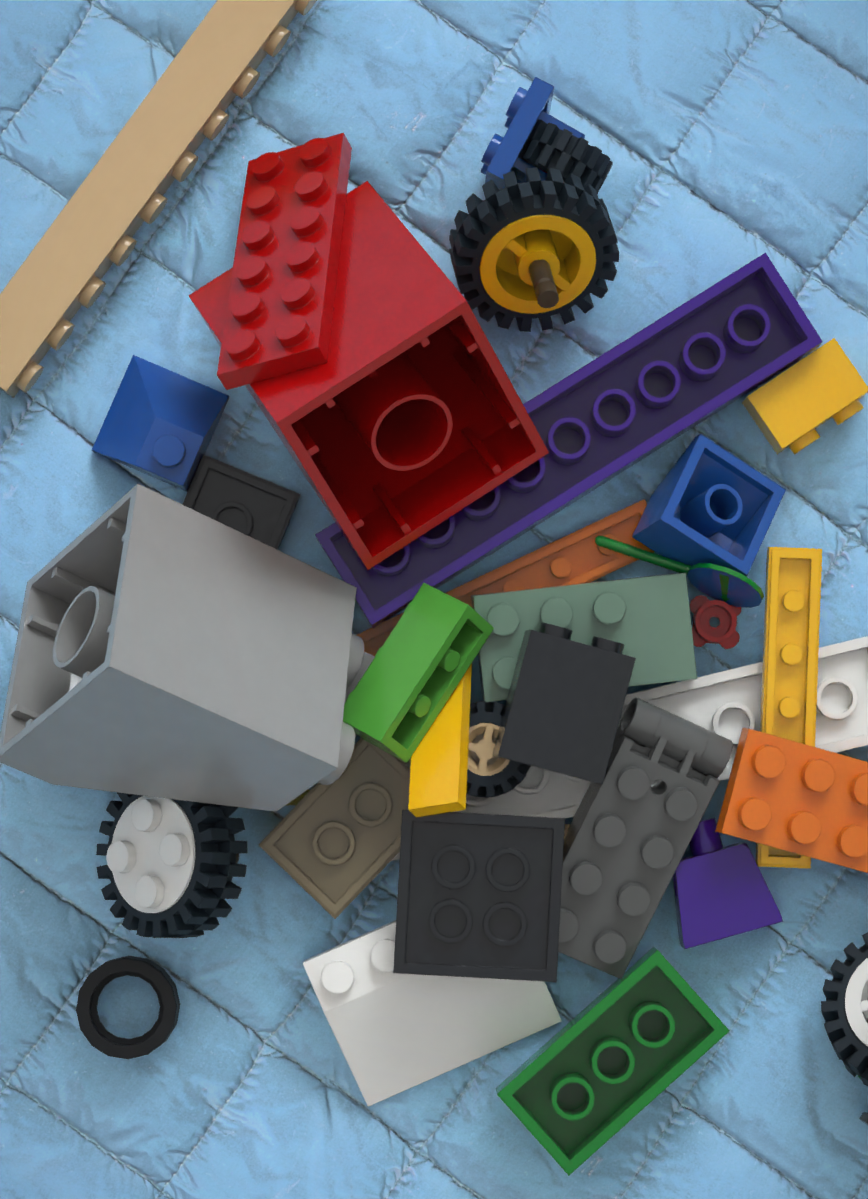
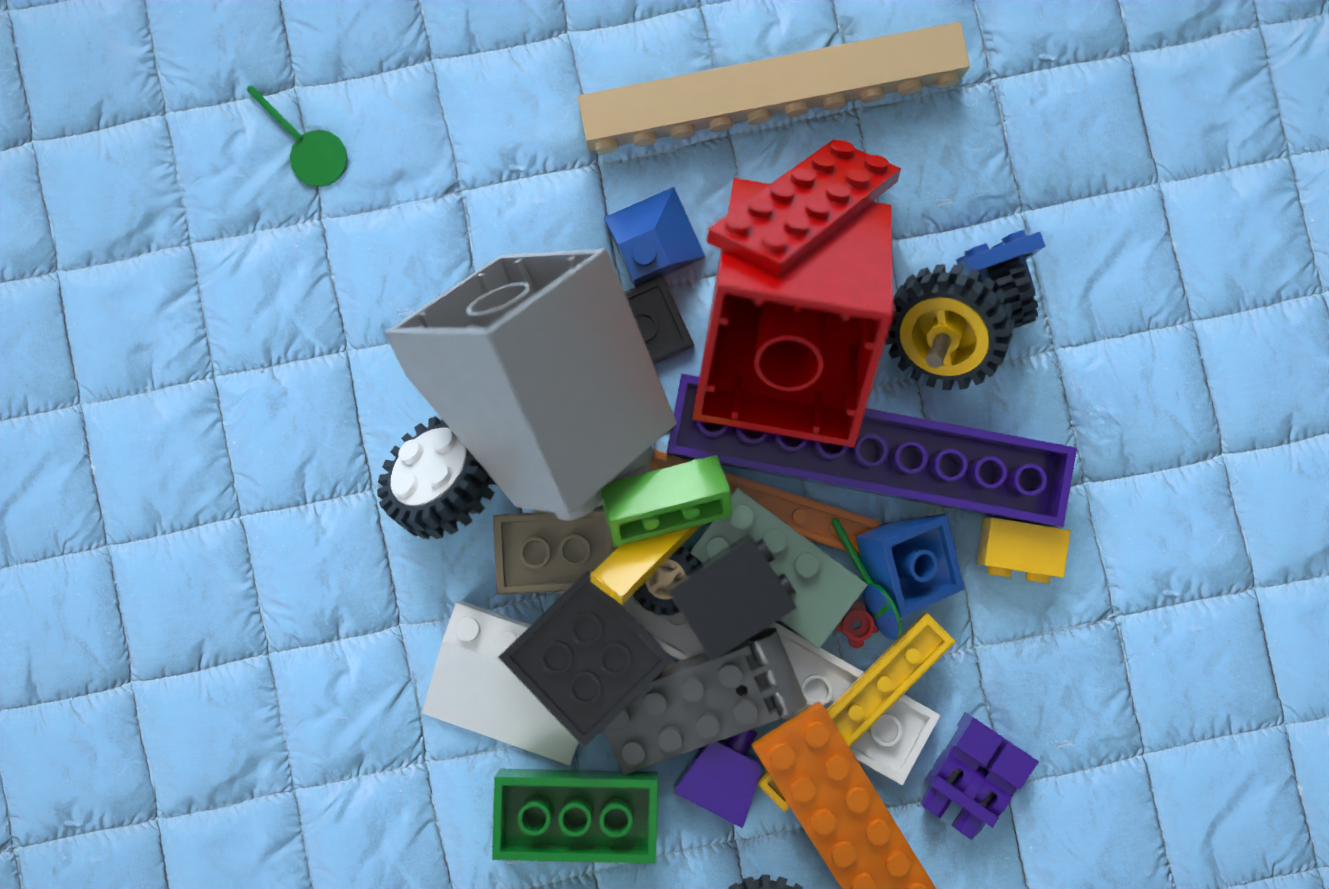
camera: 40 degrees right, 0 degrees up
(94, 1029) = (311, 535): black tyre -> none

